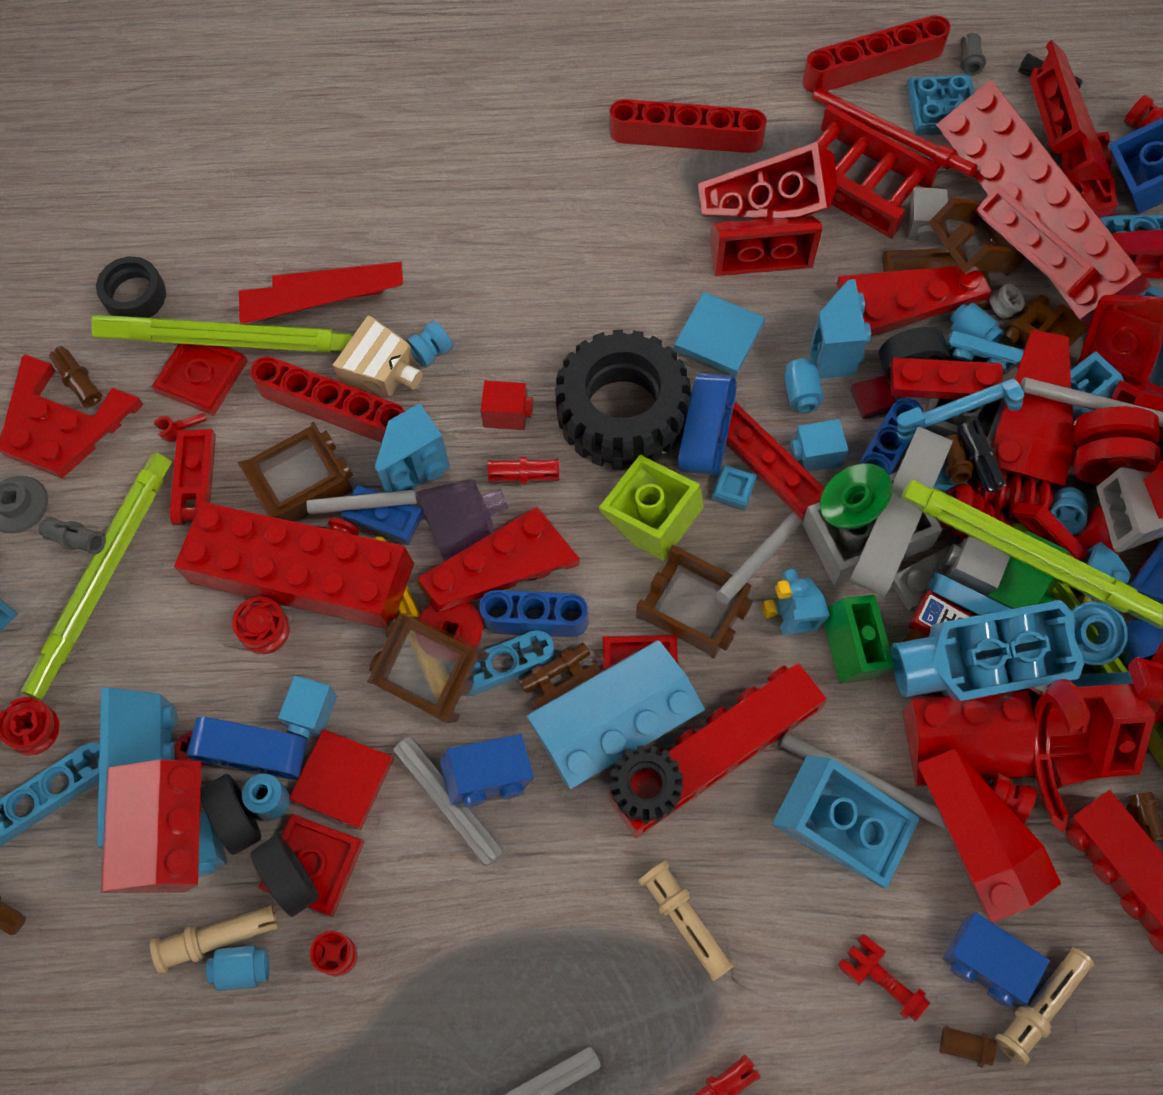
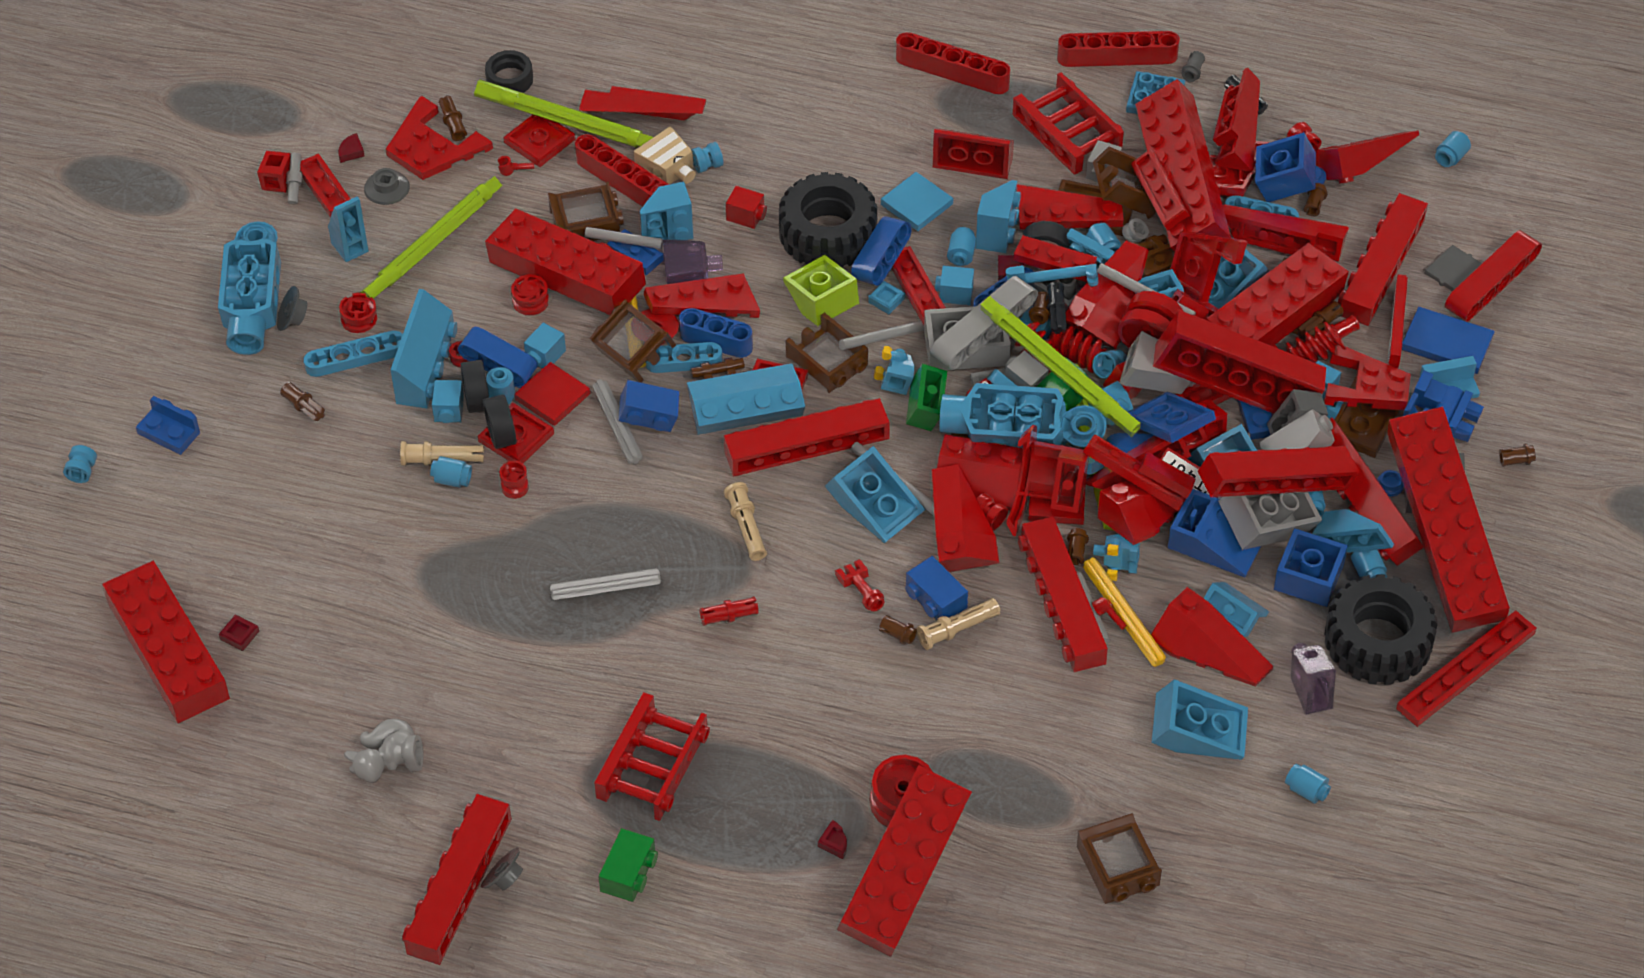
camera: 15 degrees right, 15 degrees down
(72, 535) = (421, 210): dark grey pin -> none
(152, 827) = (427, 369): slope -> none
(191, 473) = (514, 194): red plate -> none
(523, 470) = (742, 250): red pin -> none
(651, 760) = (748, 444): black tyre -> none
(777, 187) = (994, 114): red wedge -> none
(856, 496) = (956, 306): green dish -> none
(943, 156) = (1127, 124): red bar -> none
(1044, 524) = (1082, 359): red tile -> none

